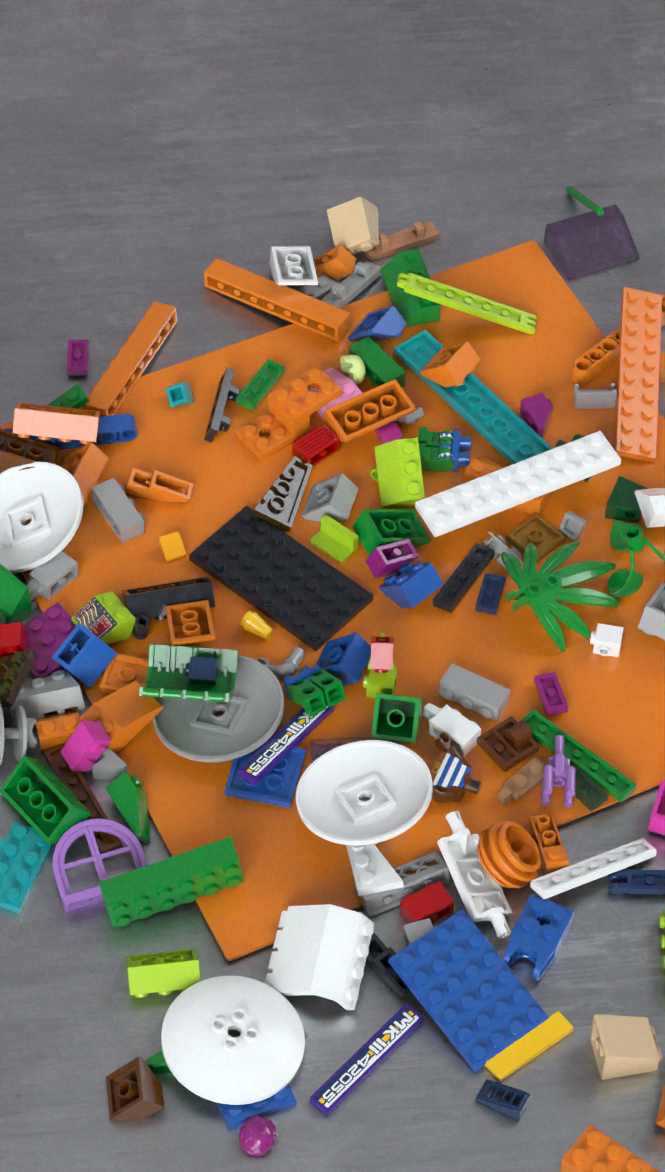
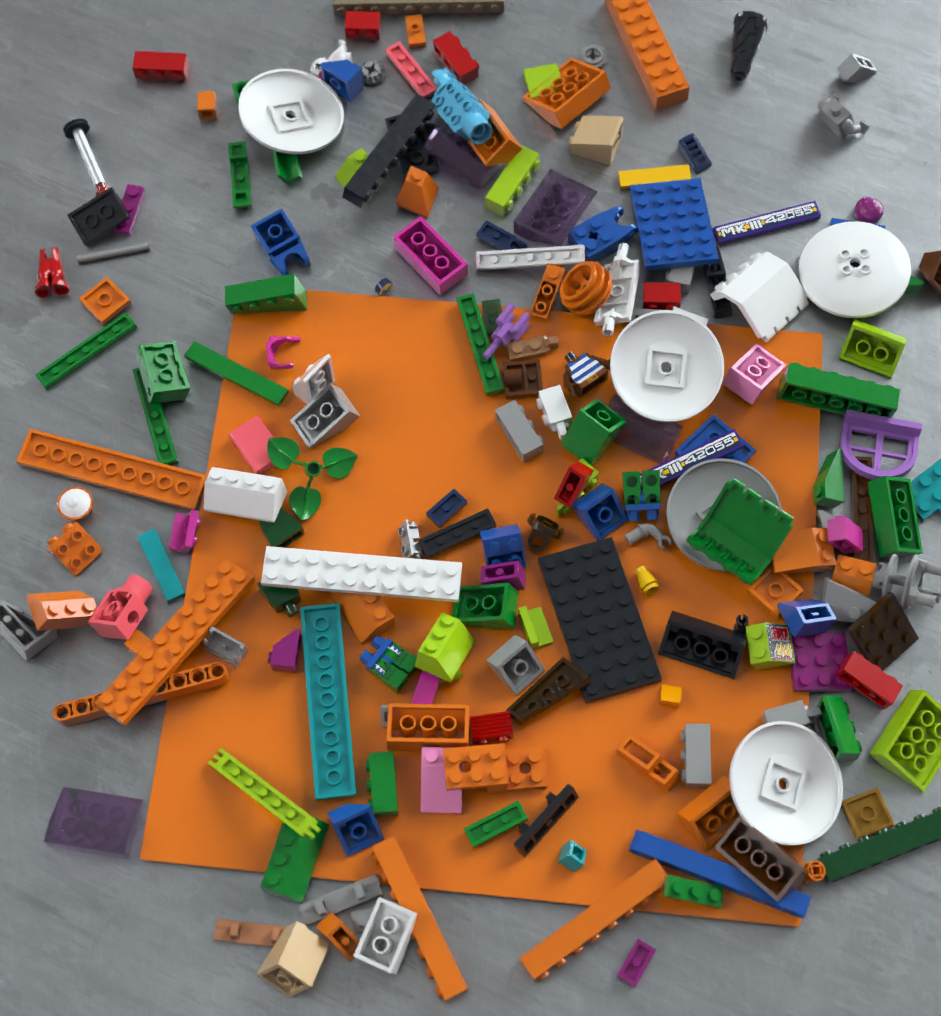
camera: 145 degrees left, 15 degrees up
(56, 422) = (708, 863): slope -> none
(190, 623) = (708, 589): orange slope -> none
(202, 670) = (725, 534): dark blue brick -> none
(273, 868) = (753, 374): none -> bright pink slope
(354, 367) = (406, 787): yellowish green hair -> none
(383, 614) = (543, 528): none -> dark brown tile
(451, 365) = (326, 736): orange slope -> none
(538, 532) = (374, 539): pearl gold tile -> none
(543, 587) = (415, 467): green plant -> none
(550, 694) = (462, 401): magenta plate -> none
(572, 525) = (339, 532): light grey tile -> none
(585, 201) = (65, 865): green bar -> none
(607, 640) = (389, 419): white brick -> none
(607, 930) = (553, 209): none -> clear purple slope

